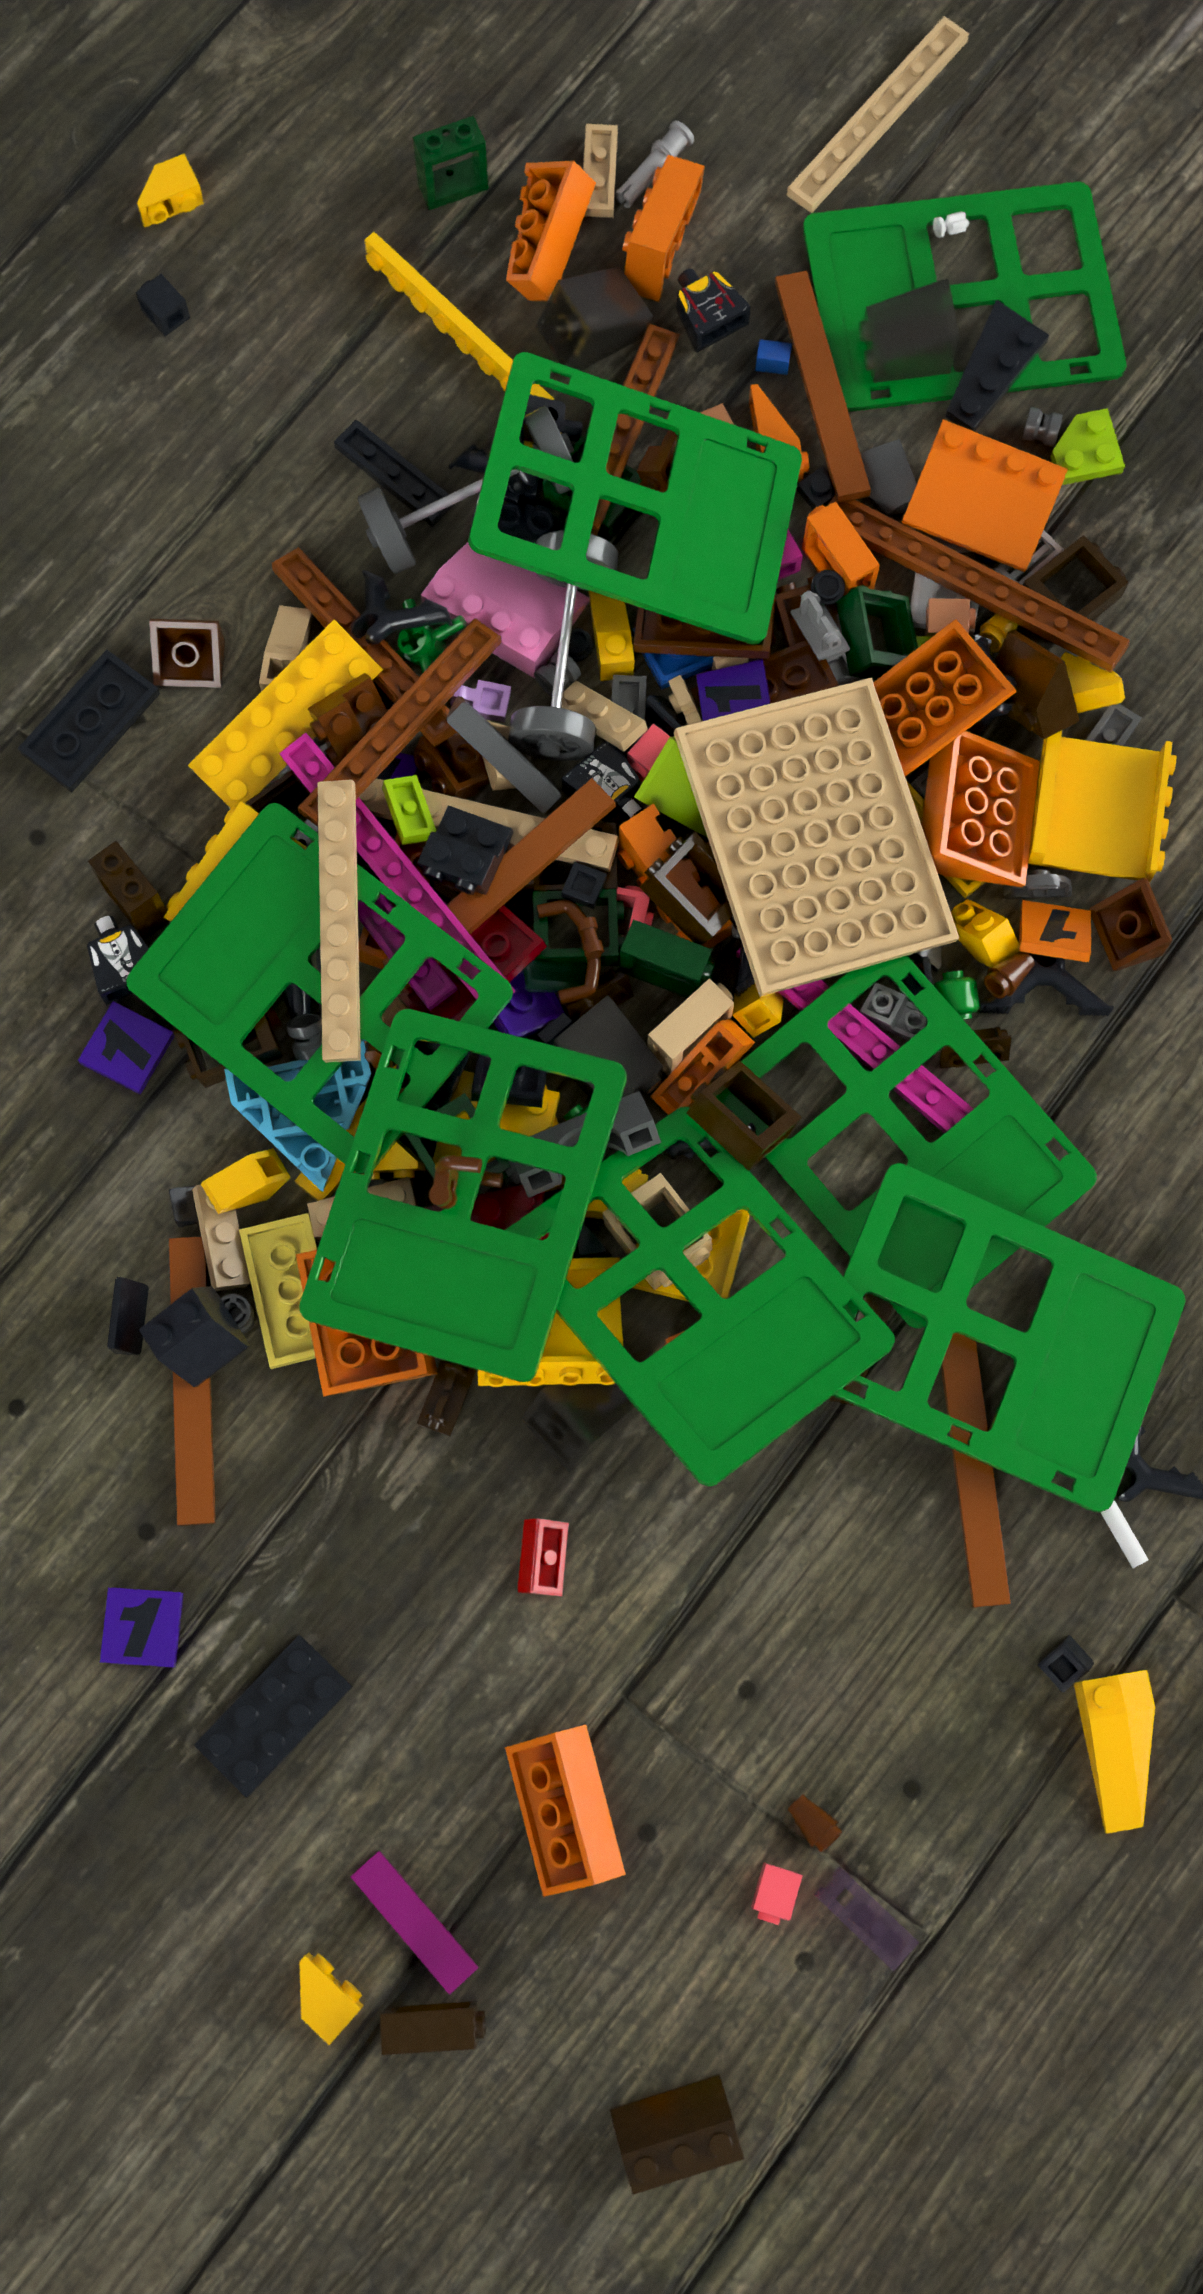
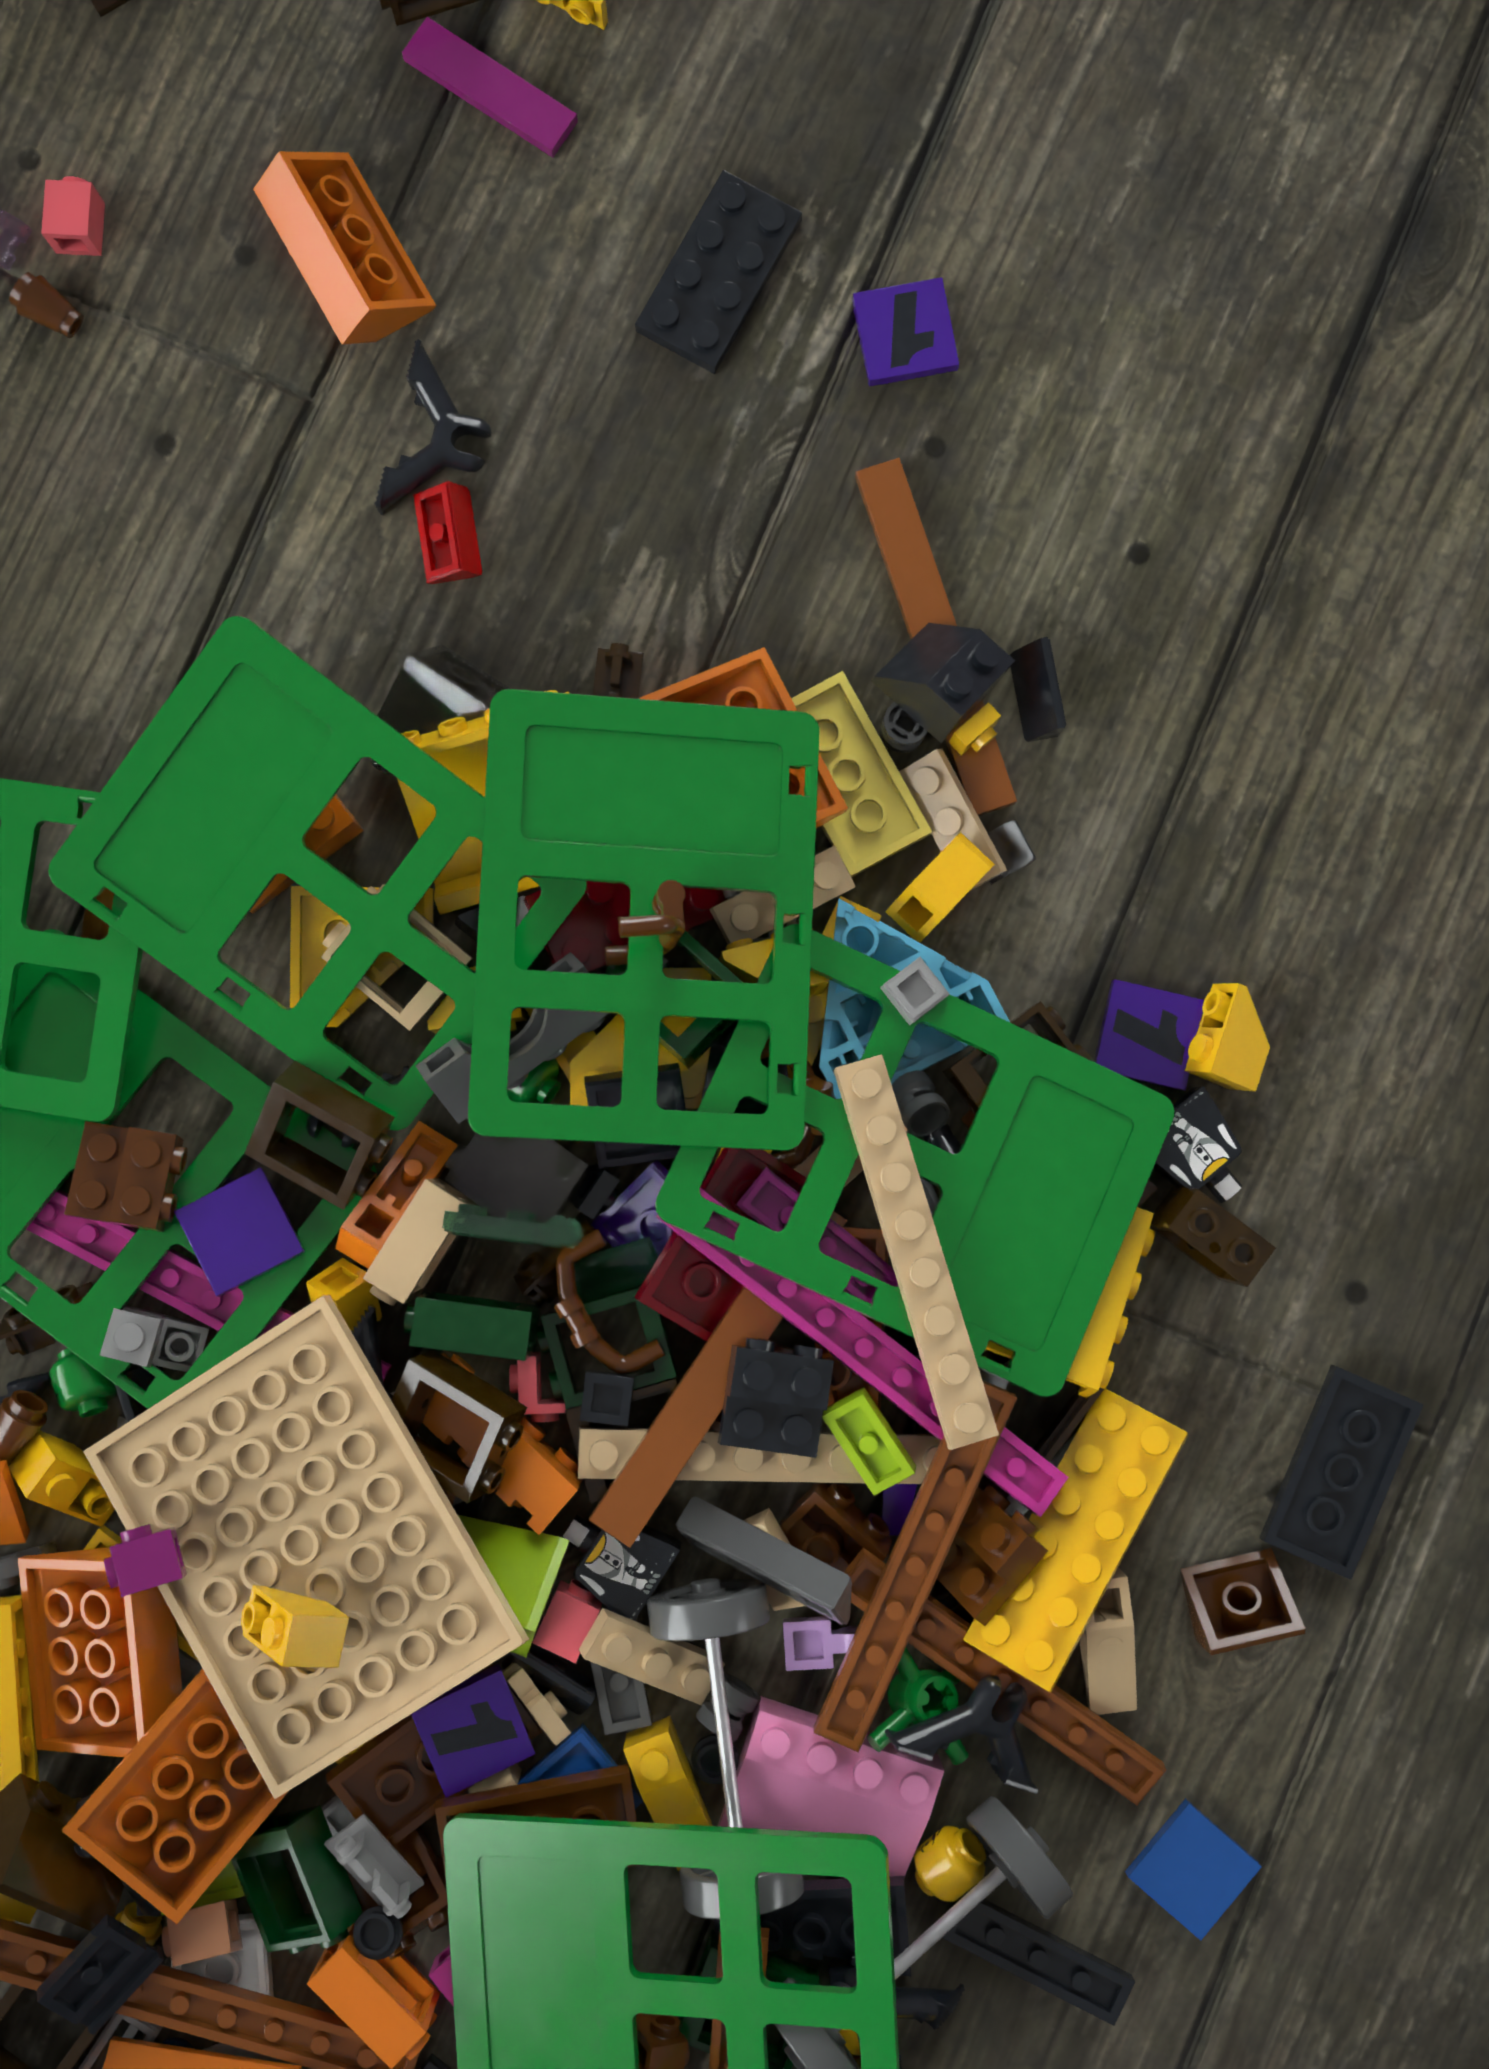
camera: 160 degrees right, 10 degrees up
(70, 1024) = (1229, 1040): none -> yellow slope
(180, 1287) = (976, 731): none -> yellow plate
(273, 500) = (1193, 1869): none -> blue tile
(286, 1102) = (914, 991): none -> light grey tile
(435, 541) = (949, 1863): none -> yellow head
(520, 1643) = (448, 427): none -> black piece
(615, 1004) = (516, 1227): none -> clear green hinge
(819, 1066) = (239, 1232): none -> dark purple tile
(830, 776) = (294, 1628): none -> yellow slope
(892, 1123) = (126, 1176): none -> reddish brown plate
(910, 1009) = (132, 1337): none -> light grey plate
(924, 847) = (144, 1560): none -> magenta brick
(1017, 604) = (99, 1974): none -> black plate

